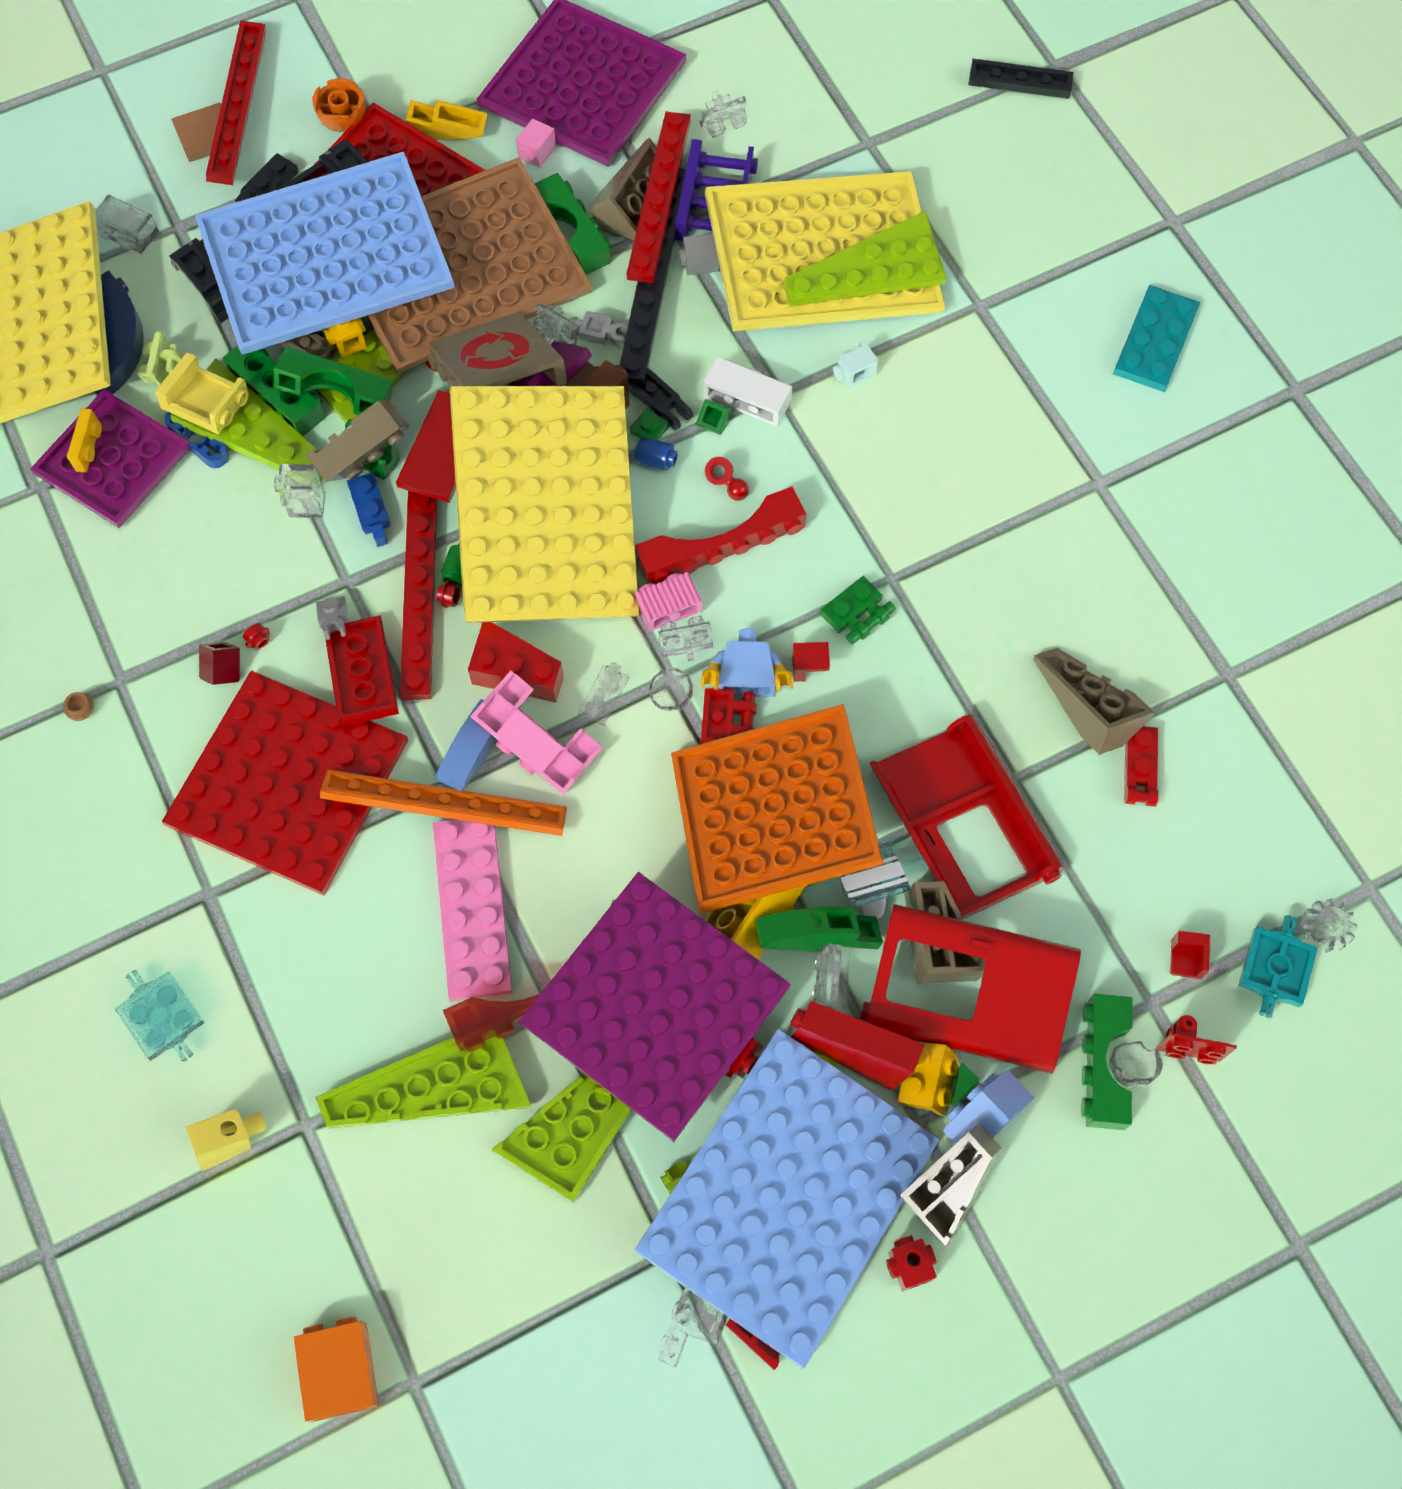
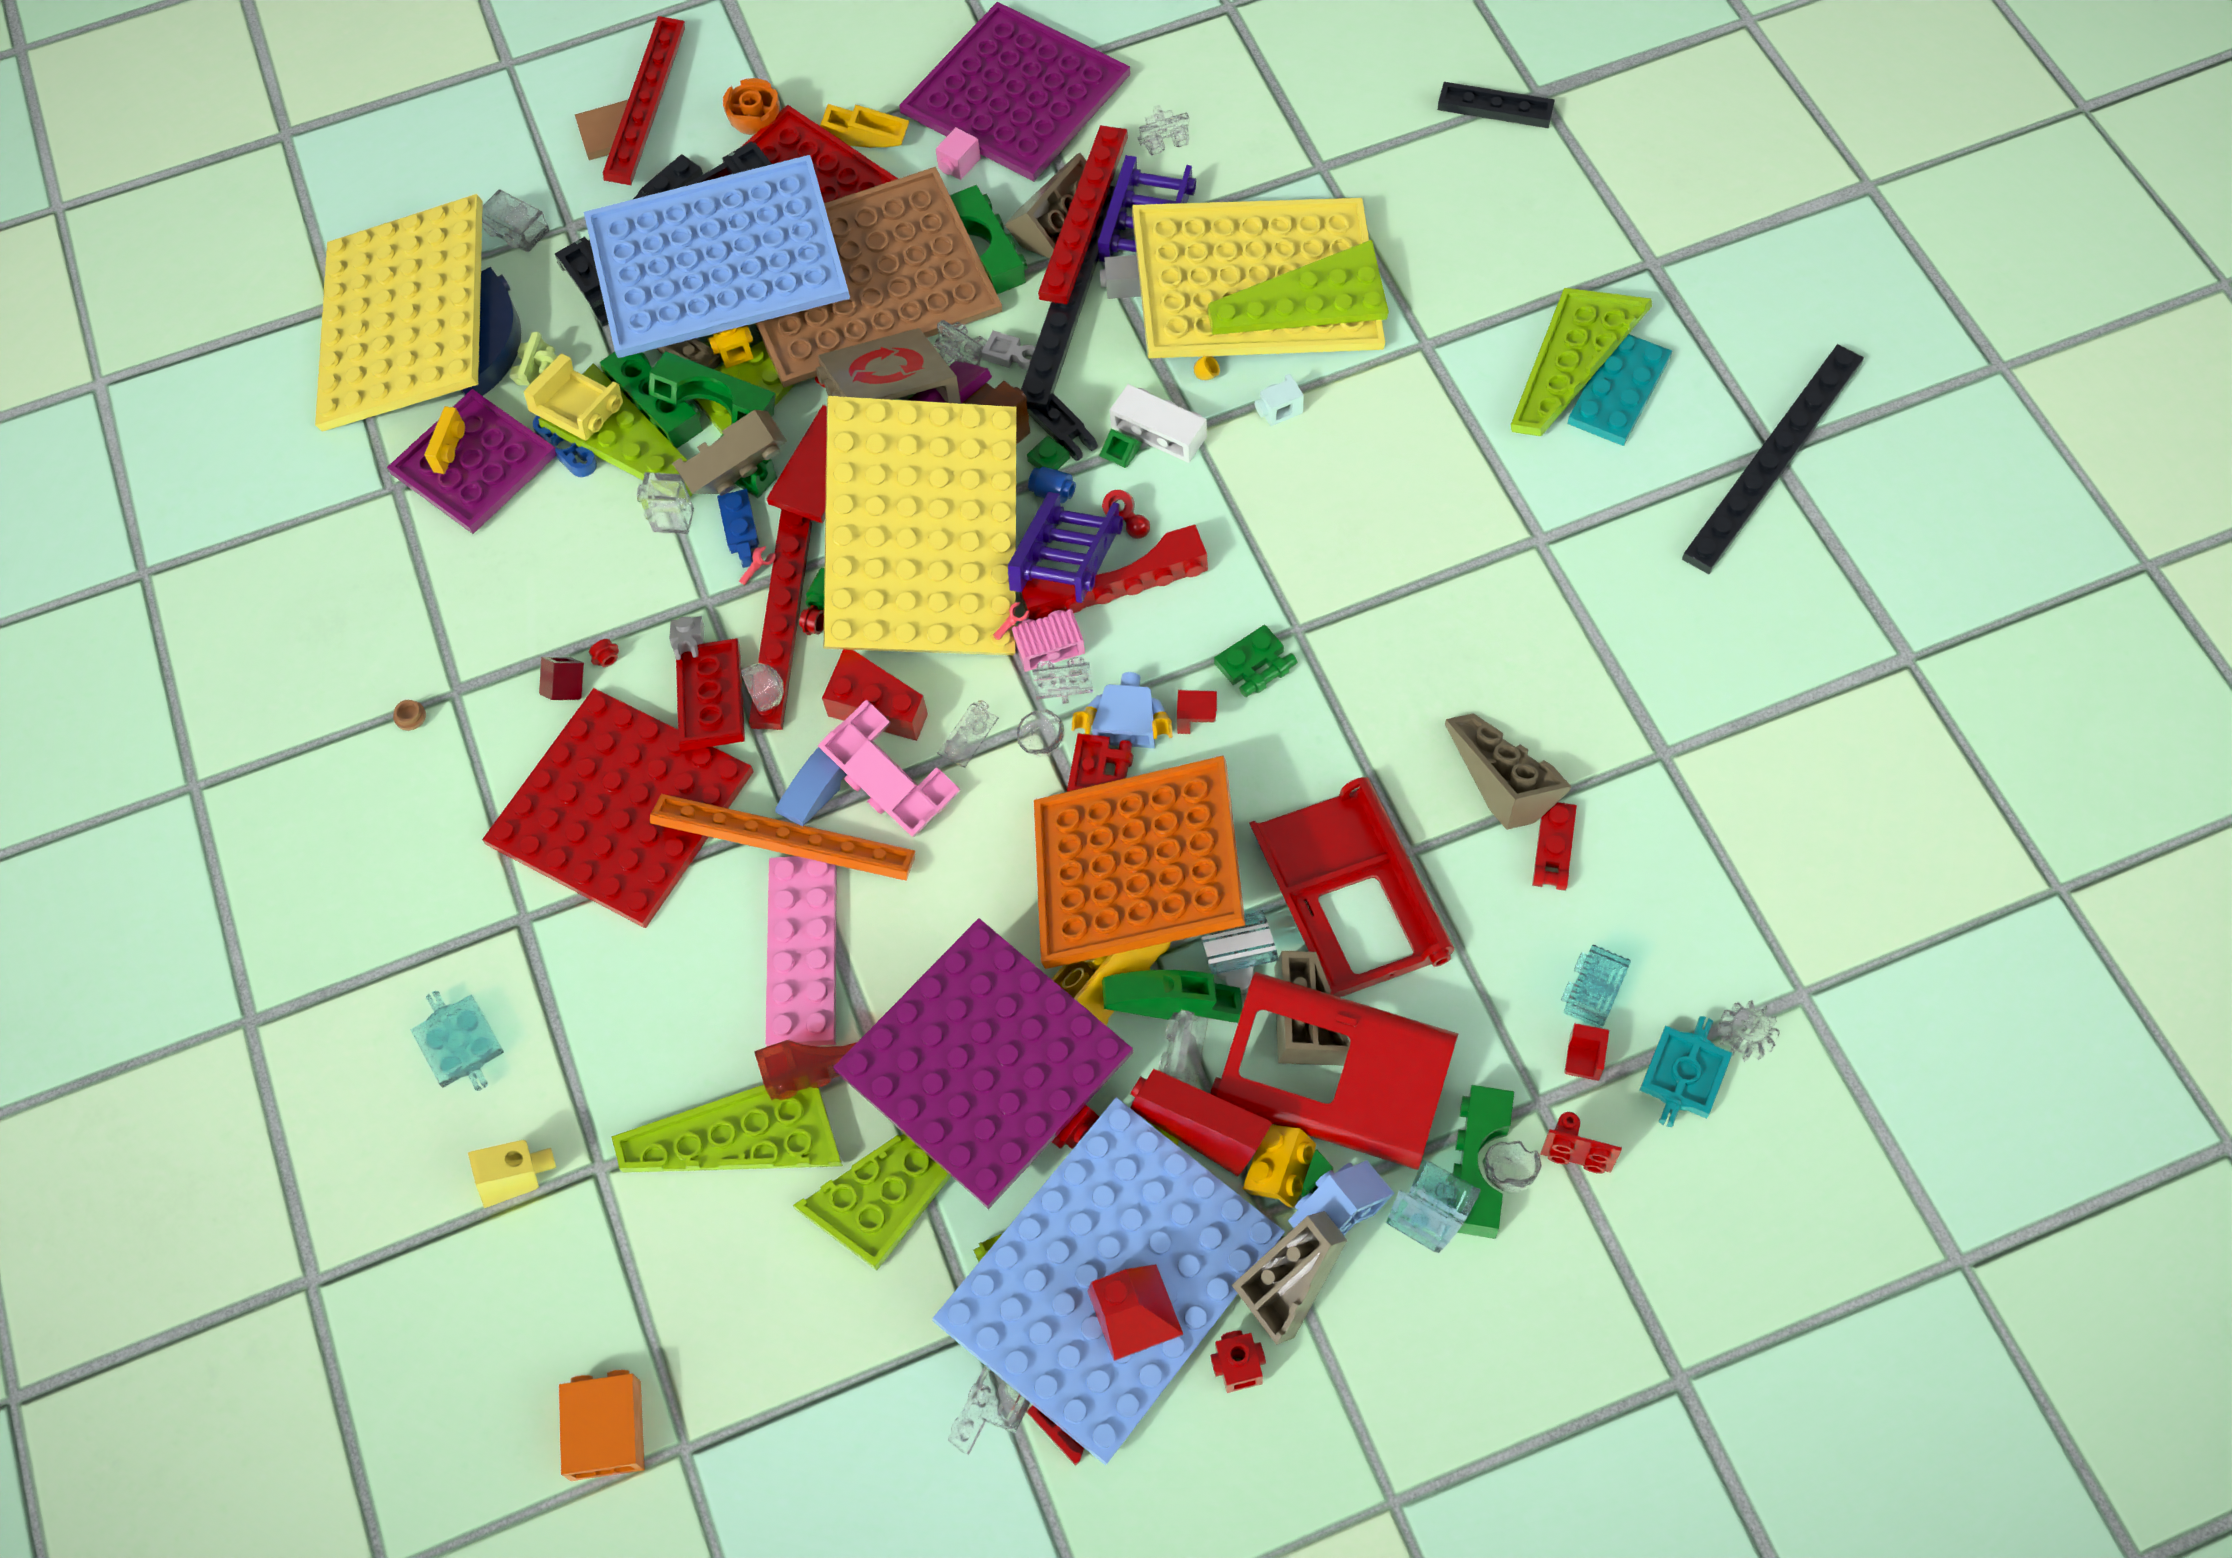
camera: 10 degrees right, 5 degrees down
(391, 541) = (756, 564): none -> coral hand
(412, 660) = (763, 685): none -> clear hair
(632, 588) = (1010, 621): none -> coral hand
(654, 500) = (1043, 531): none -> dark purple fence
(785, 337) = (1206, 368): none -> yellow hinge
(816, 1227) = (1134, 1310): none -> red slope
(1070, 1108) = (1433, 1206): none -> clear light blue slope
(1116, 299) = (1577, 343): none -> lime wing
(1192, 893) = (1596, 986): none -> clear light blue brick
(1297, 399) = (1772, 459): none -> black plate

